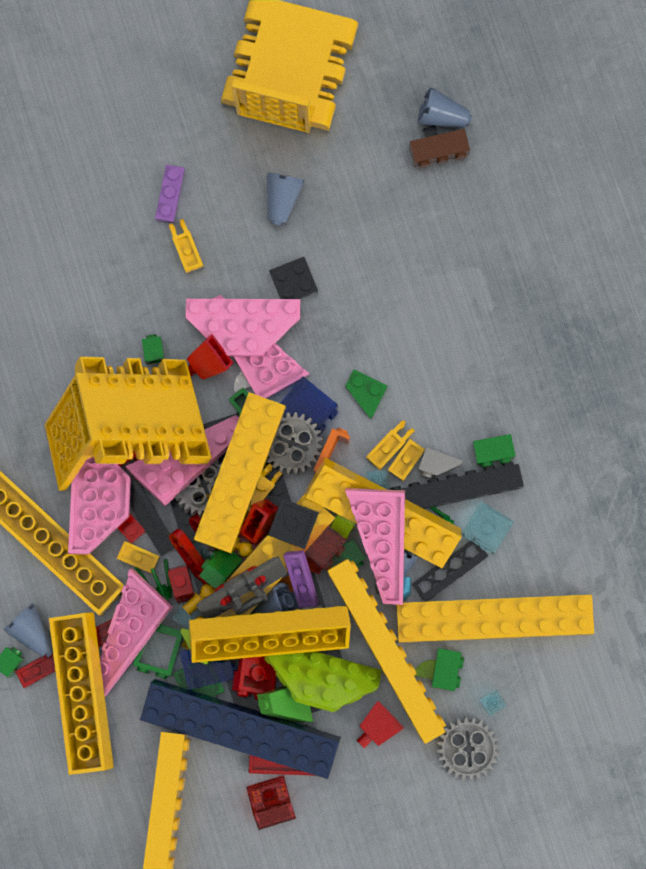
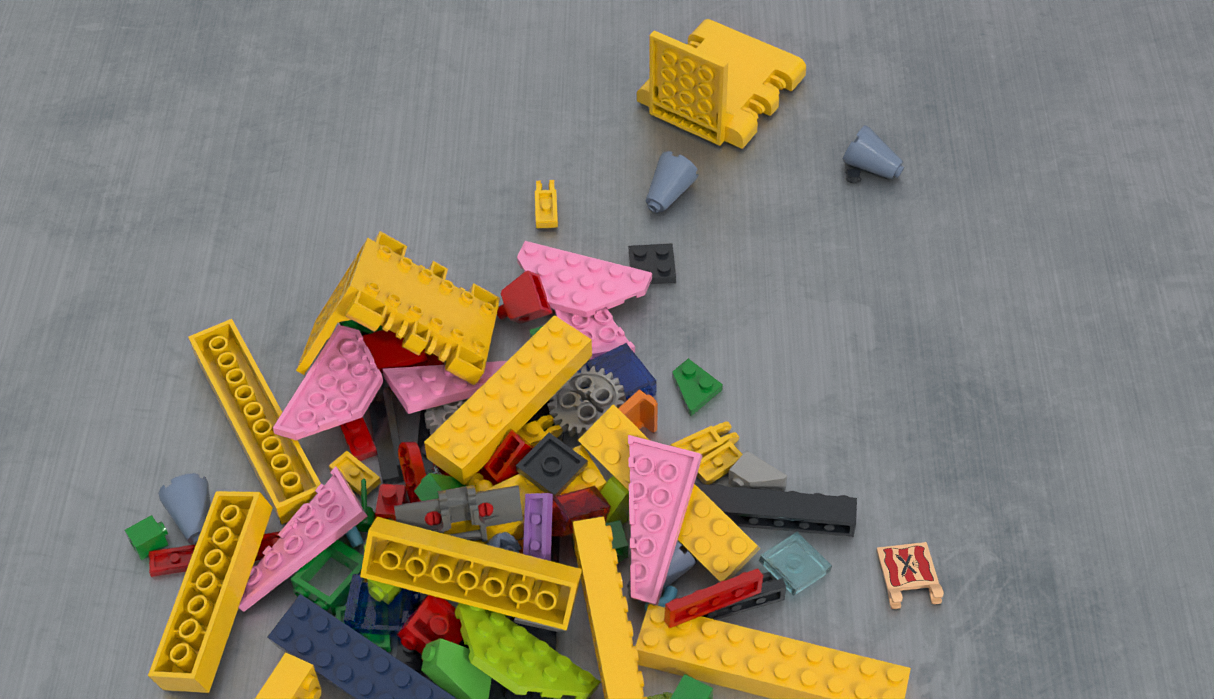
camera: 15 degrees right, 30 degrees down
(153, 349) = (467, 275): green brick -> none
(170, 193) = (550, 159): medium lavender plate -> none
(439, 148) = (859, 187): reddish brown brick -> none
(447, 583) = (713, 598): none -> red plate
(493, 450) = (830, 478): green brick -> none
(567, 505) = (907, 569): none -> light nougat flag

